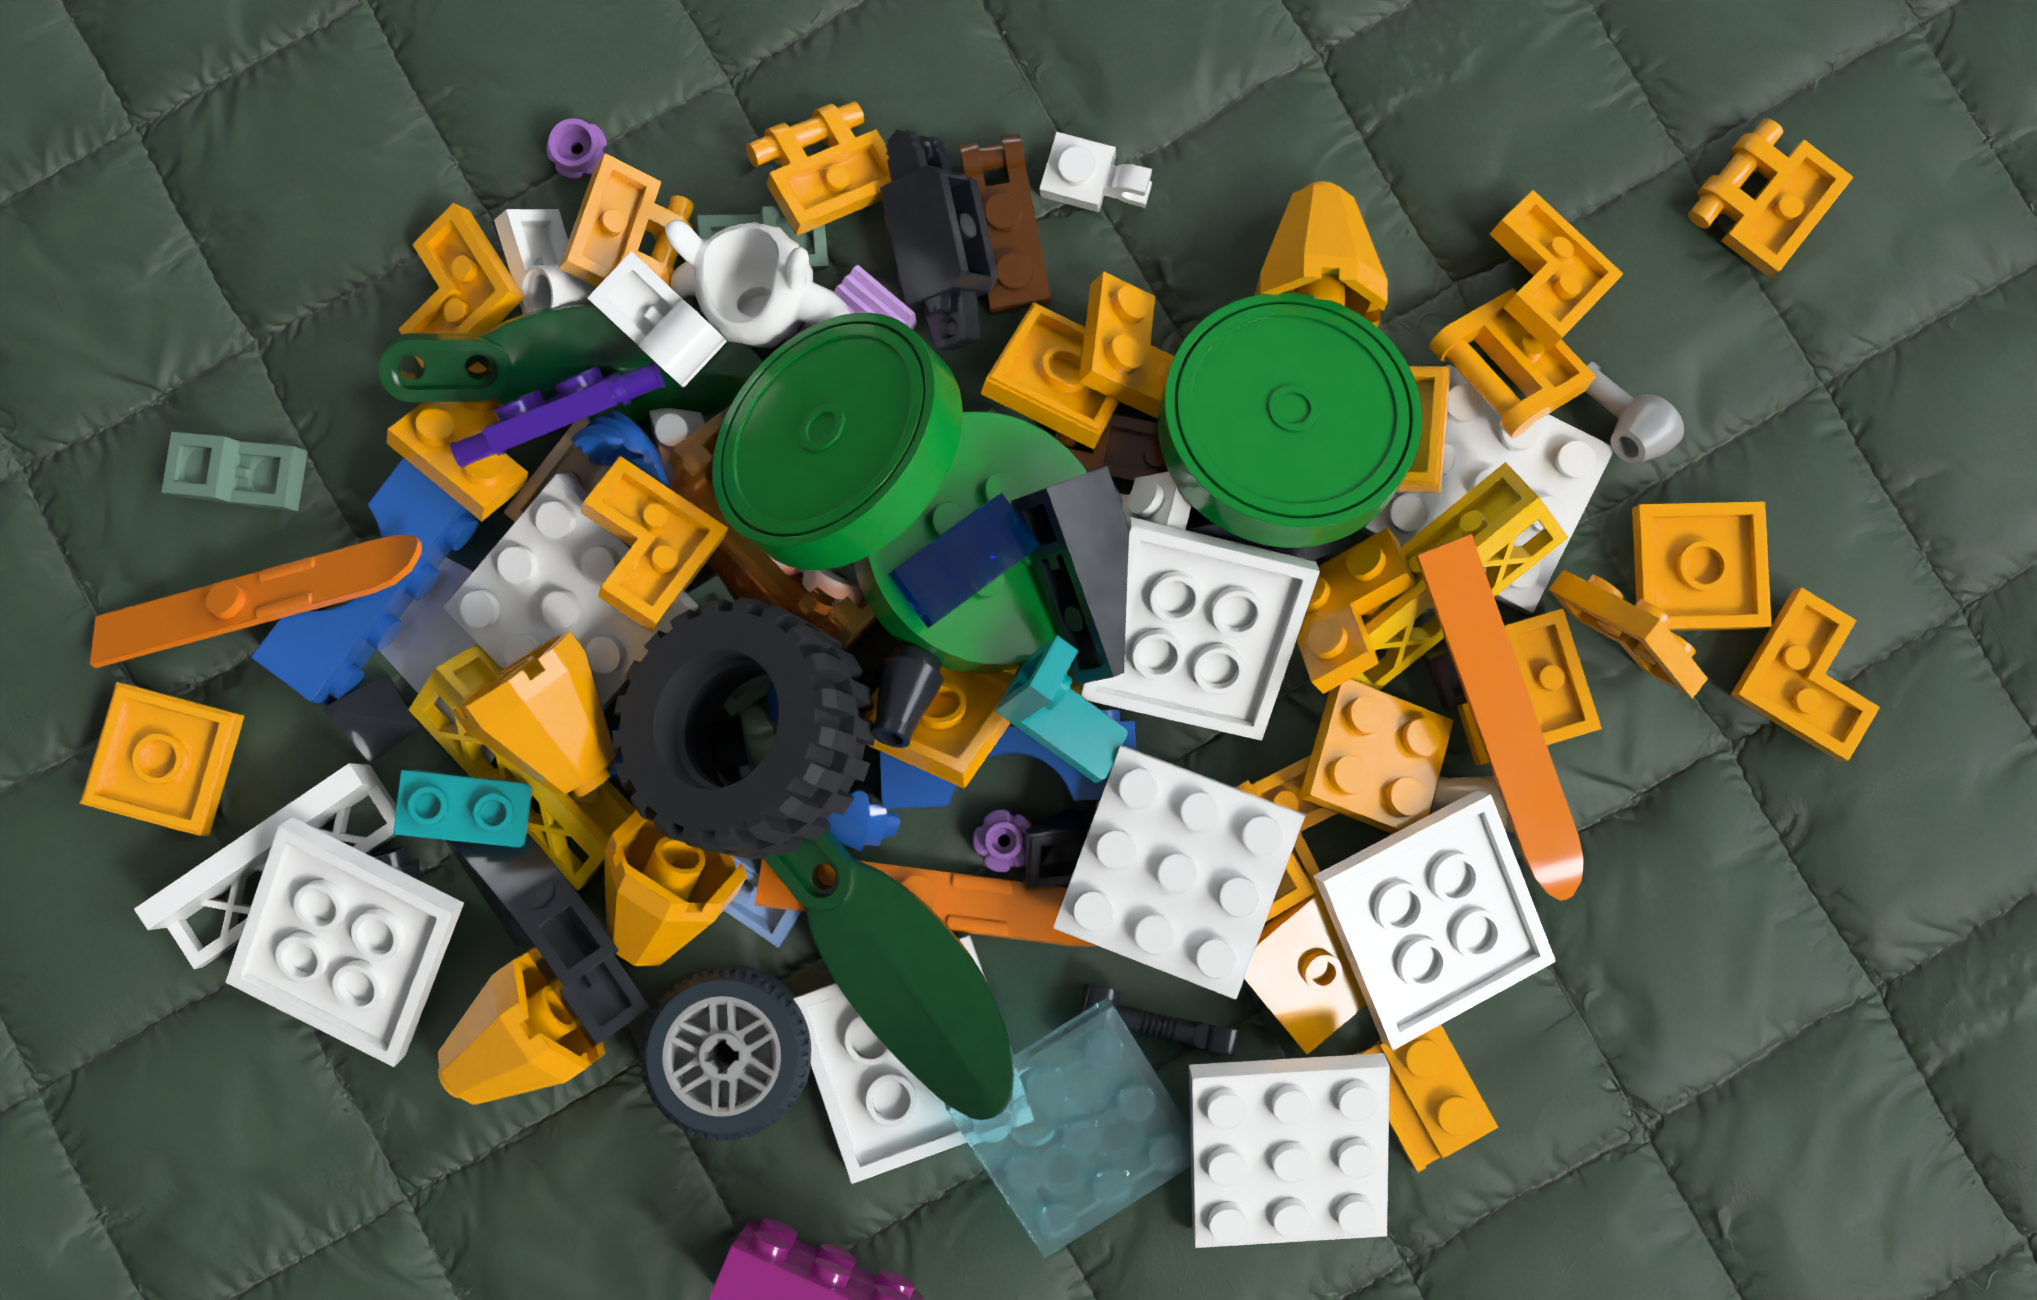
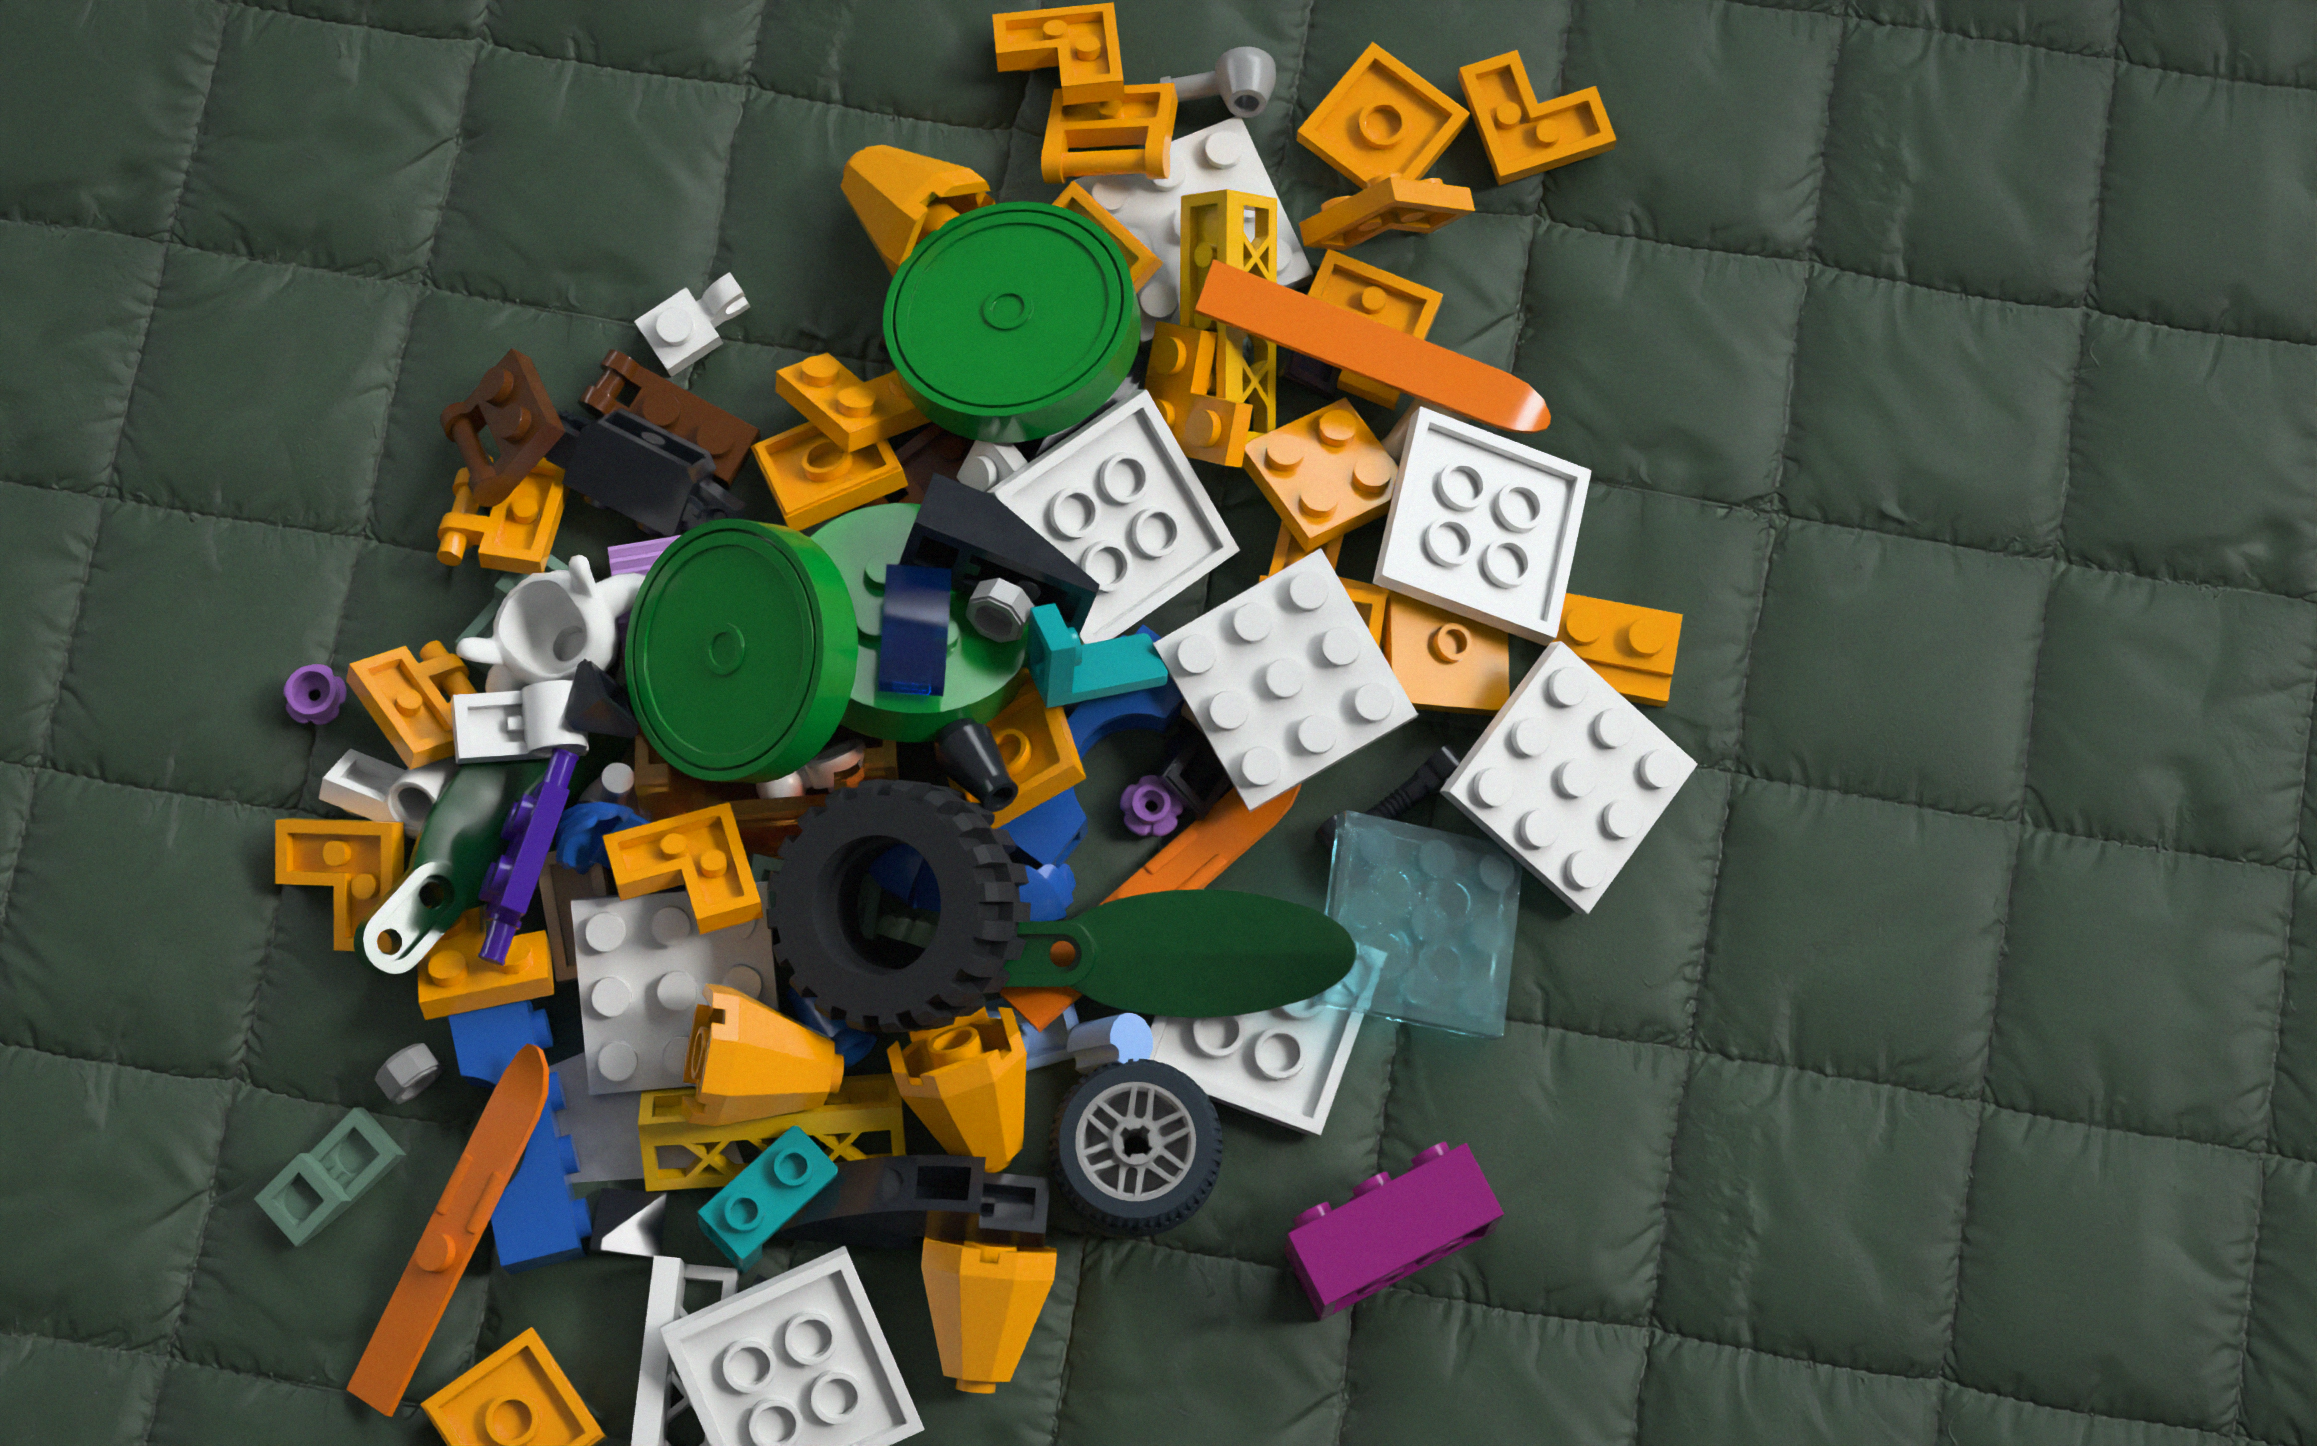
camera: 55 degrees left, 10 degrees down
(350, 462) = (408, 1073): none -> light grey tile
(718, 365) = (599, 704): none -> black slope
(790, 966) = (1109, 1041): none -> light blue piece
(895, 119) = (519, 418): none -> reddish brown plate
(1039, 610) = (999, 610): none -> light grey tile

